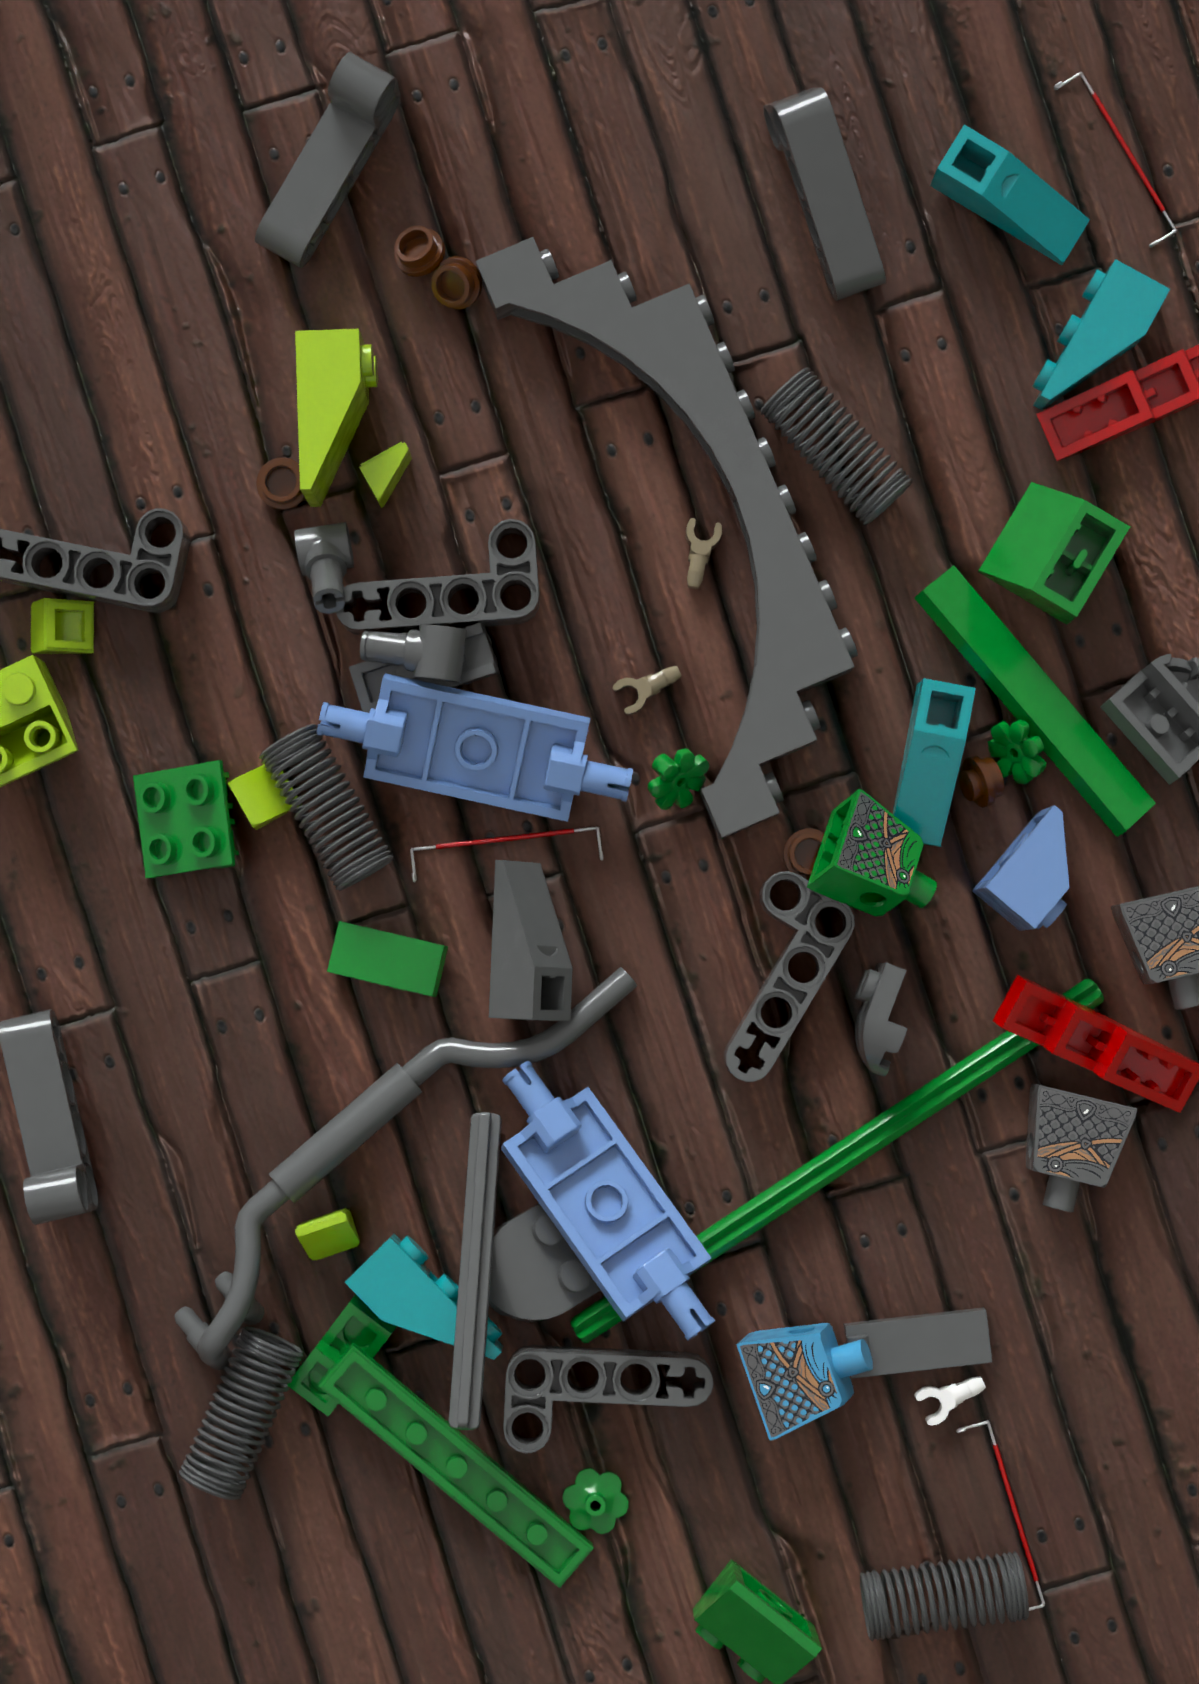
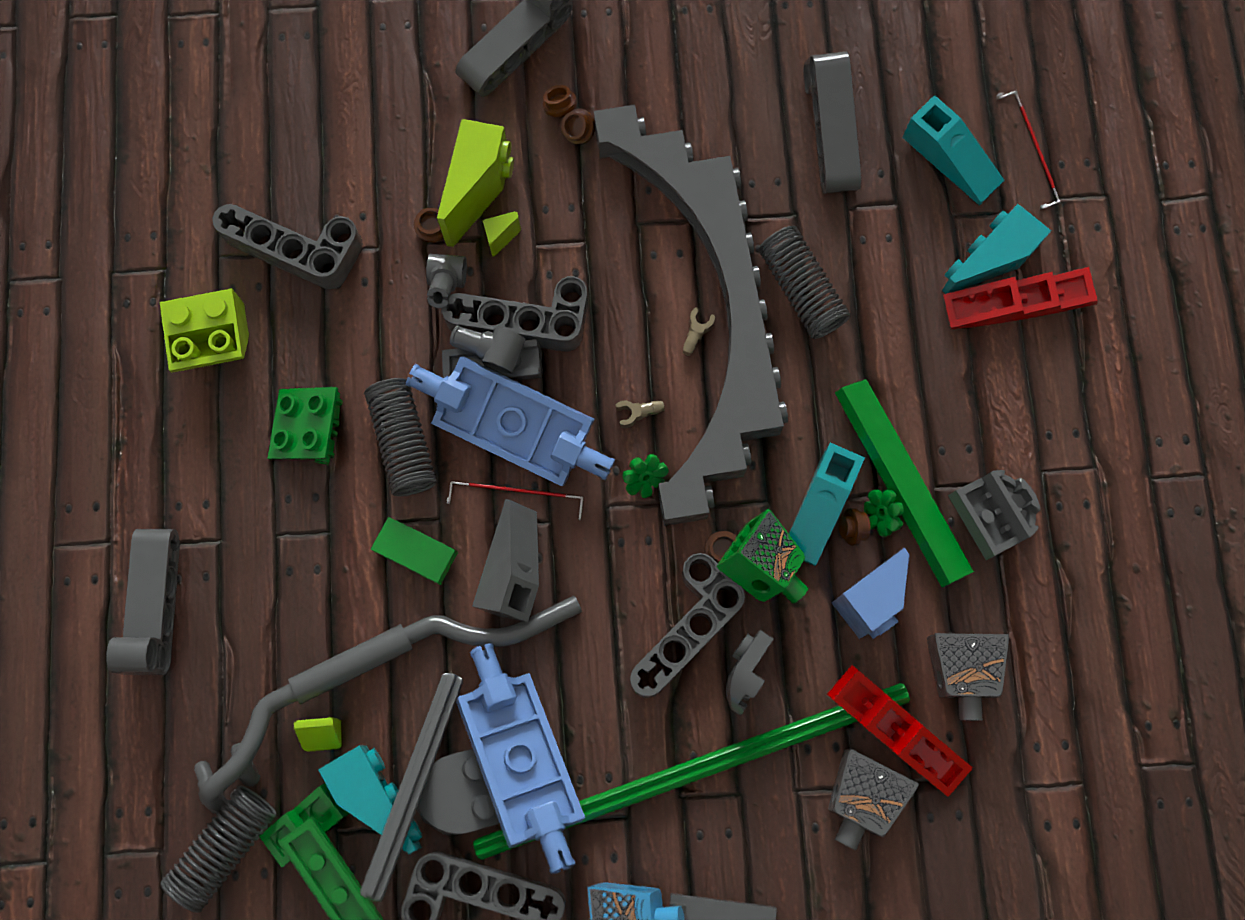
camera: 15 degrees right, 10 degrees down
(62, 626) = (262, 282): lime slope -> none
(260, 797) = (357, 421): lime slope -> none
(1054, 550) = (937, 383): green slope -> none

